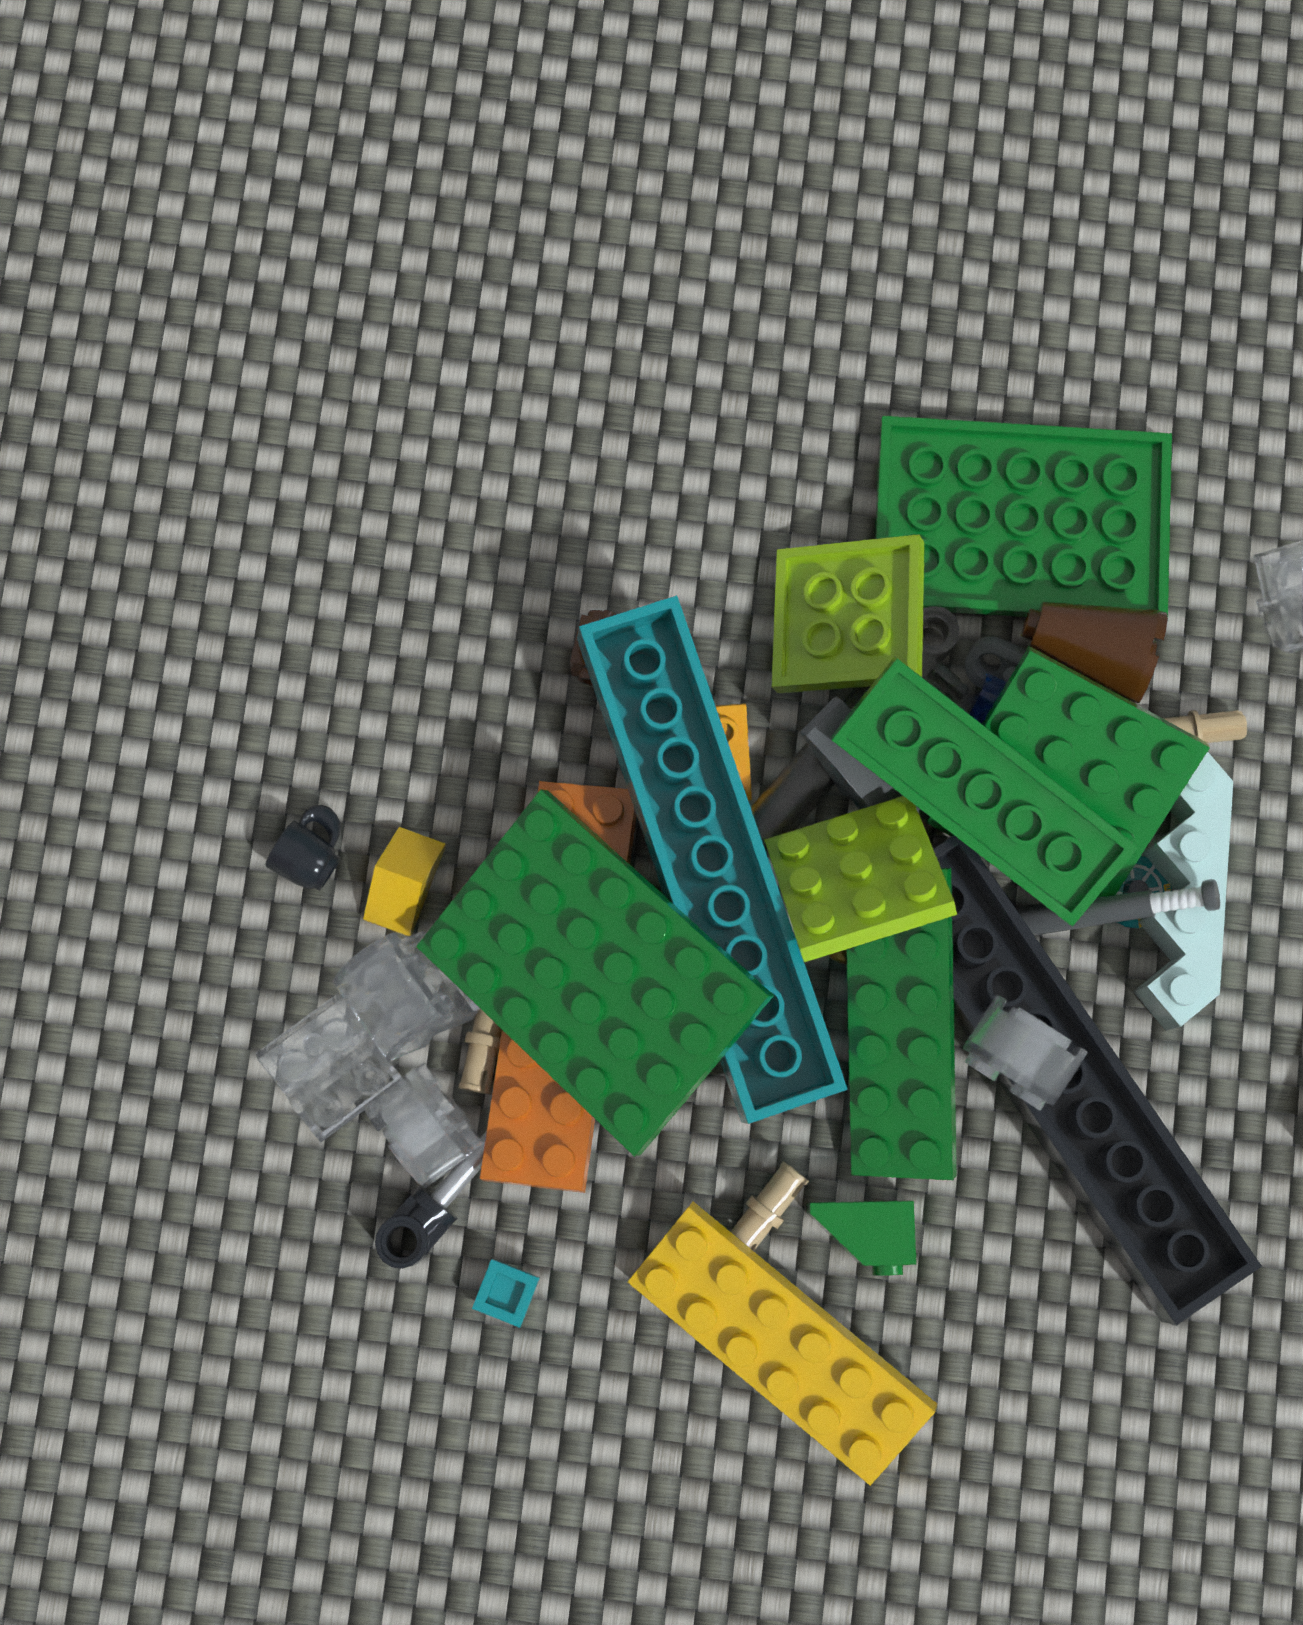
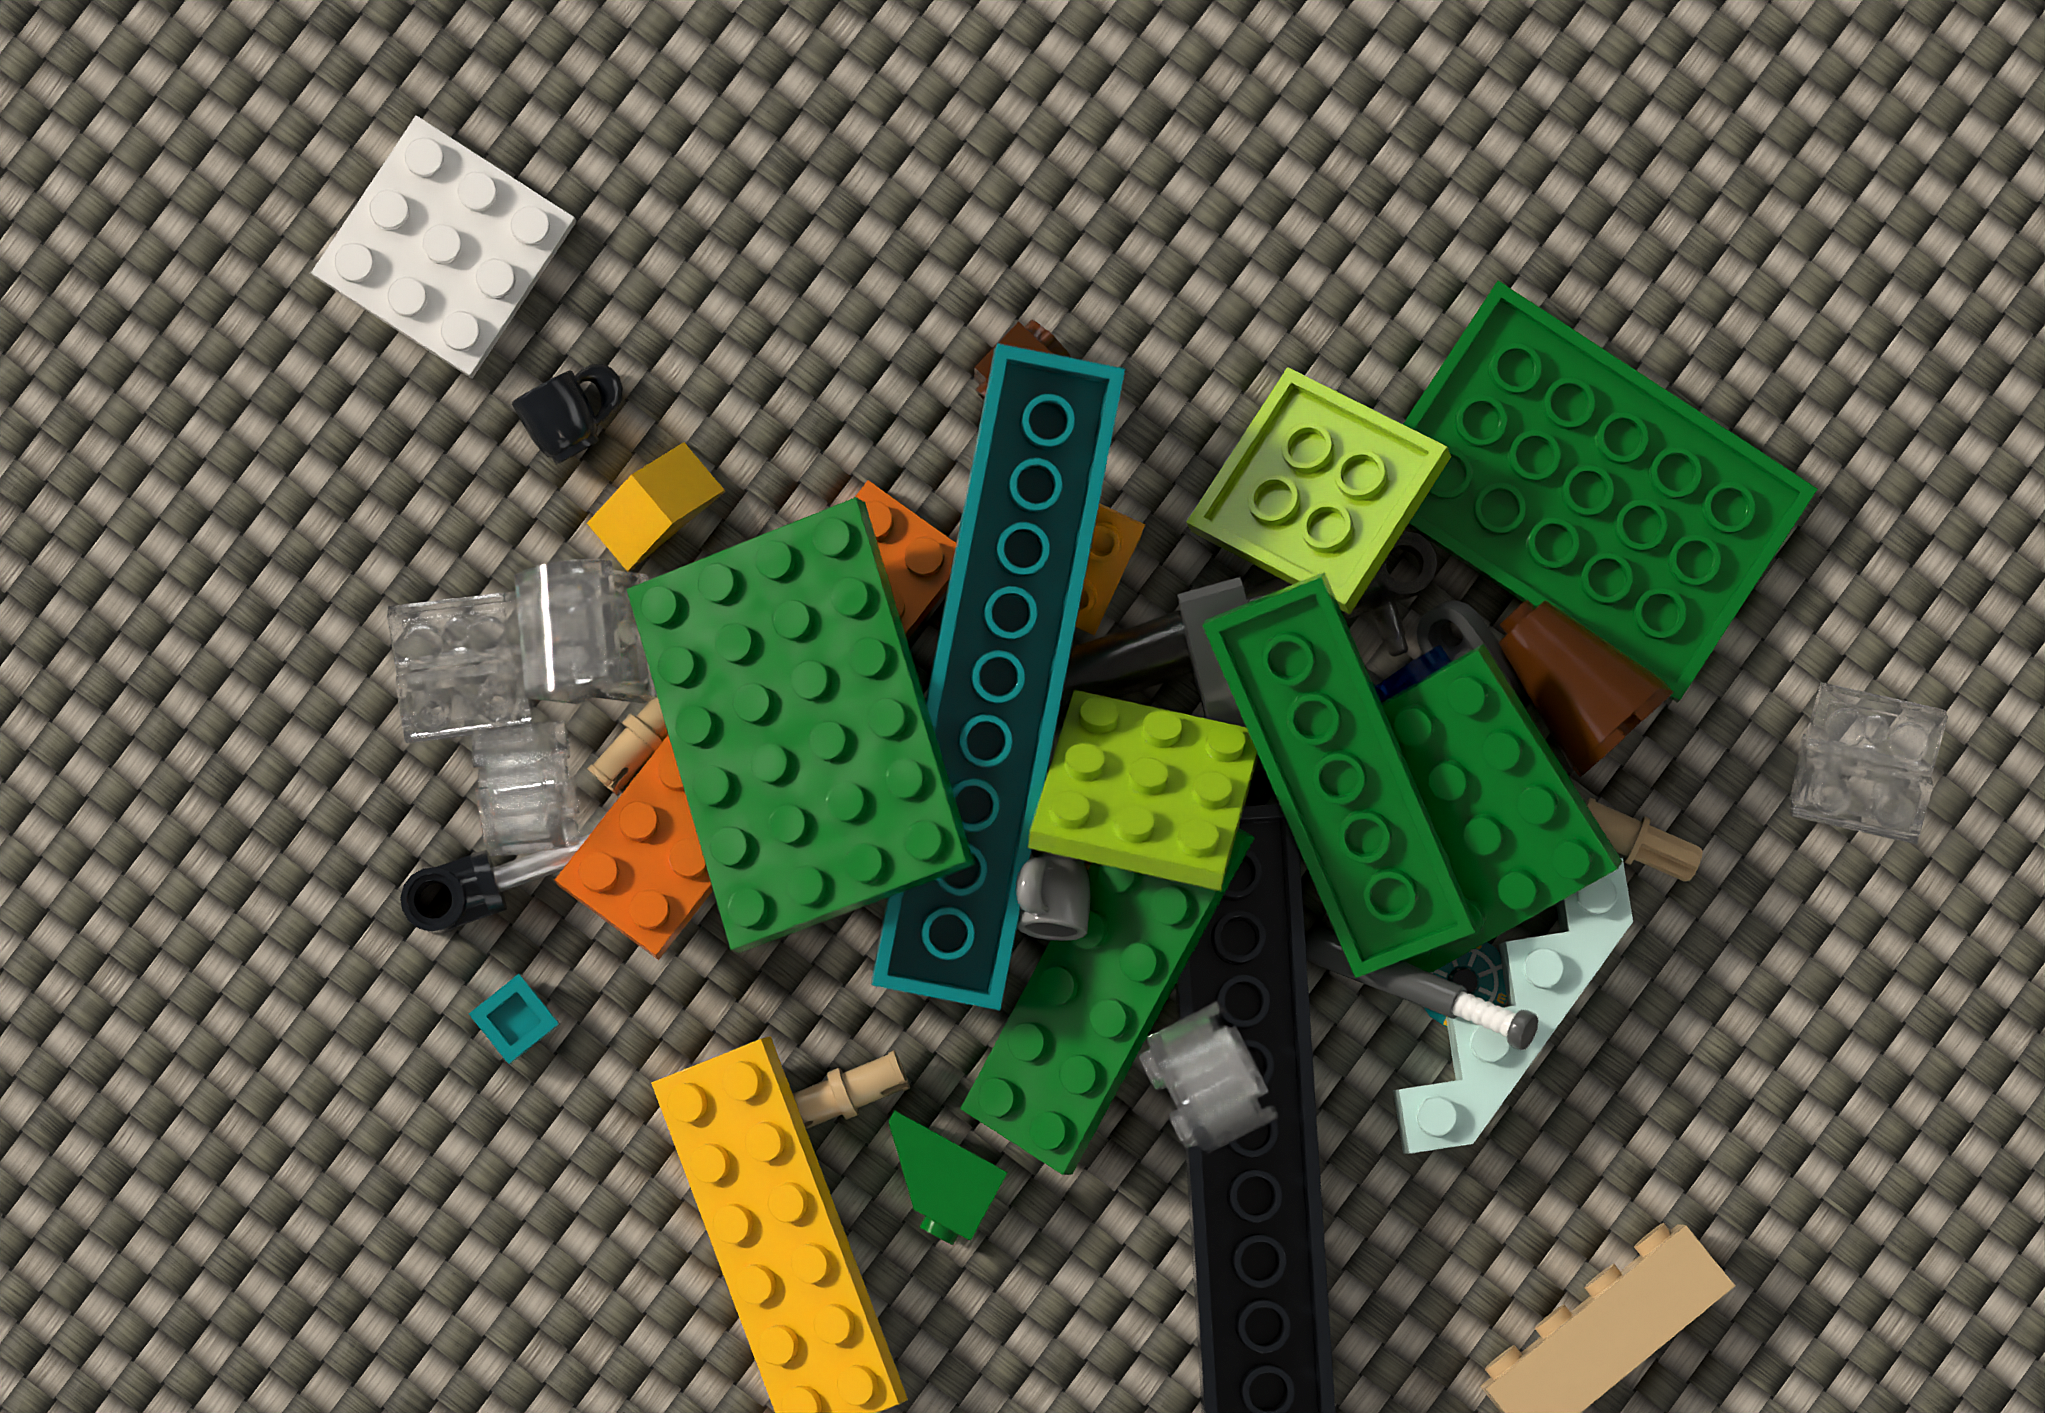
camera: 25 degrees right, 5 degrees up
(160, 788) = (443, 247): none -> white plate
(838, 988) = (1053, 897): none -> light grey piece

